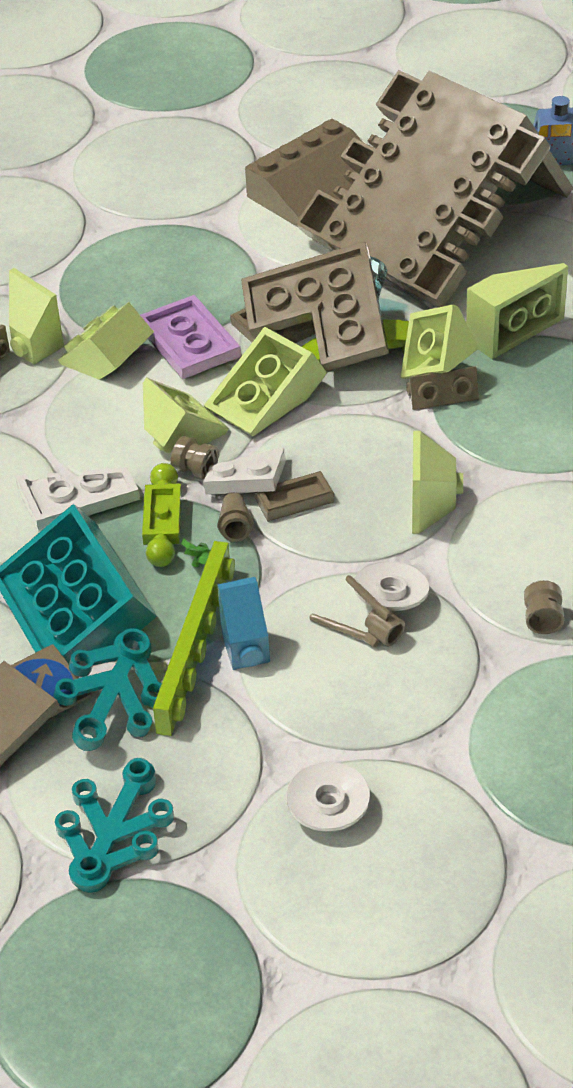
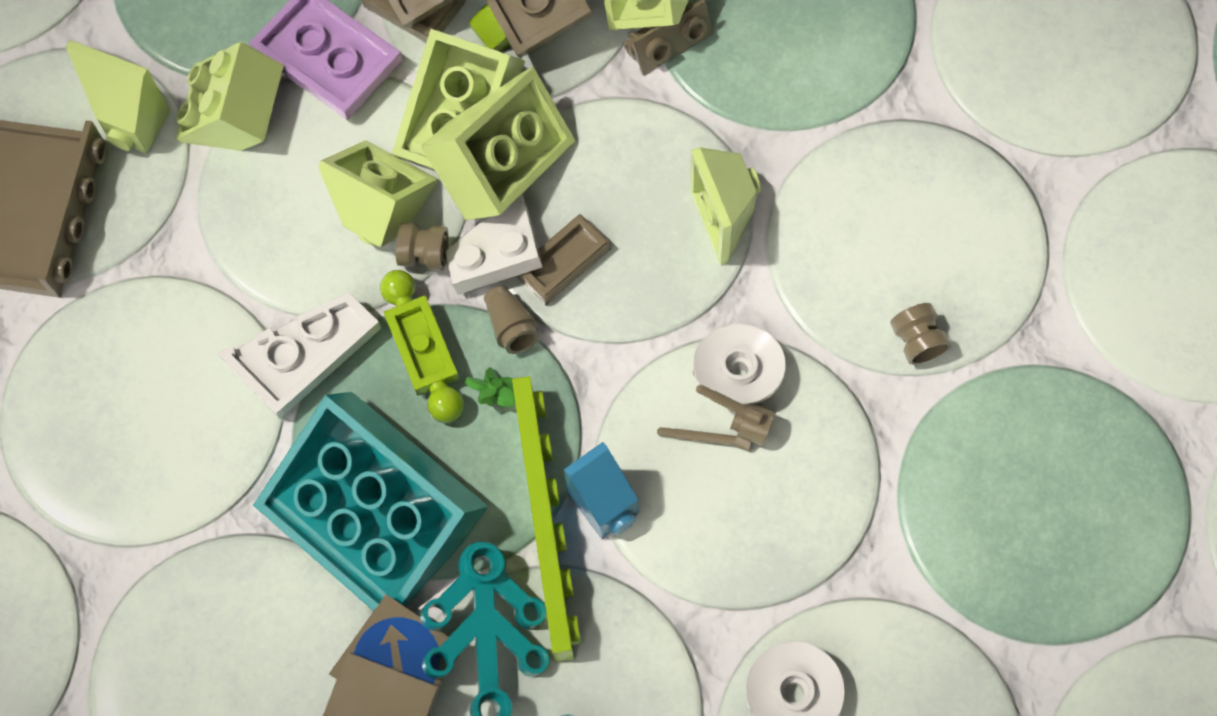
camera: 20 degrees left, 25 degrees up
(280, 408) = (499, 146): none -> yellowish green slope

